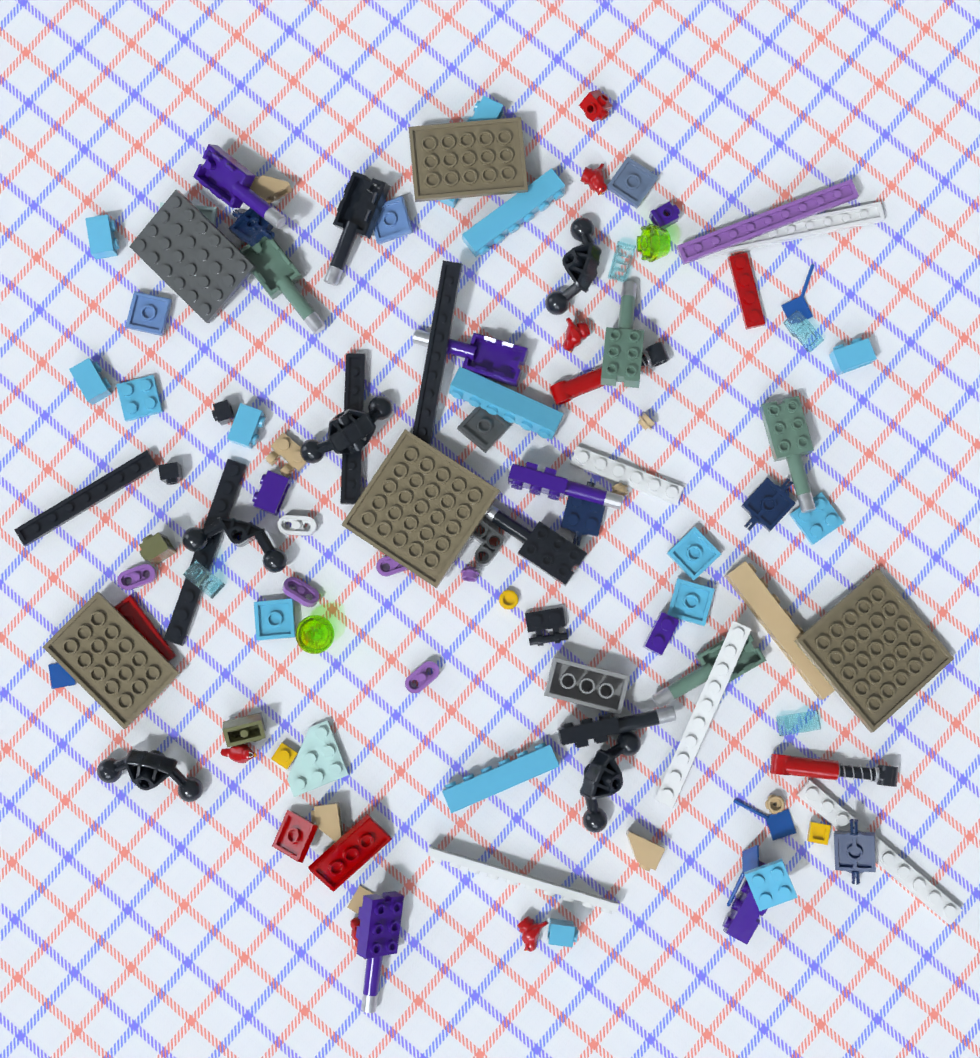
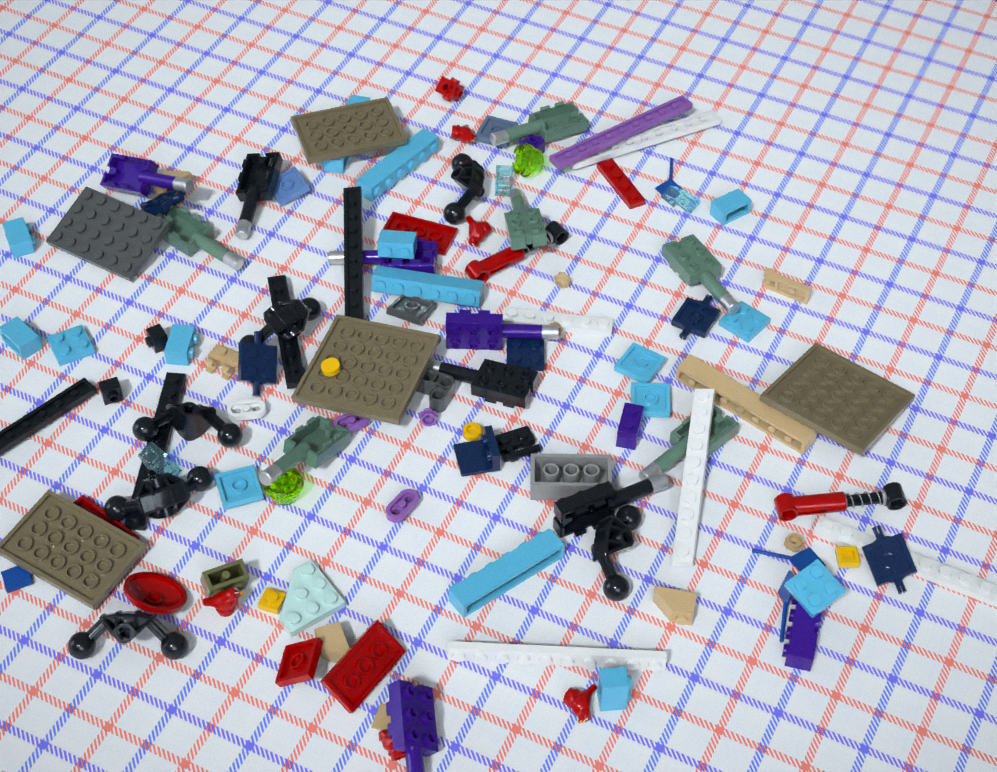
camera: 15 degrees left, 35 degrees down
(137, 577) = (88, 478): medium lavender plate -> none
(148, 313) = (71, 283): medium blue plate -> none
(156, 548) = (107, 445): olive brick -> none
(186, 722) = (155, 593): none -> red dish
(198, 622) = (160, 495): none -> black piece
(272, 492) = (216, 388): dark purple brick -> none
(300, 592) = (258, 458): medium lavender plate -> none
(315, 477) = (257, 363): none -> dark blue plate
(346, 598) = (309, 444): none -> sand green piece
(384, 501) = (330, 367): none -> yellow tile
(483, 350) = (397, 244): none -> medium azure brick
(505, 633) = (478, 455): none -> dark blue bracket
(514, 318) = (425, 229): none -> red tile
(690, 188) = (548, 123): none -> sand green piece
(798, 723) = (793, 473): clear light blue slope -> none
(874, 484) = (786, 286): none -> tan plate

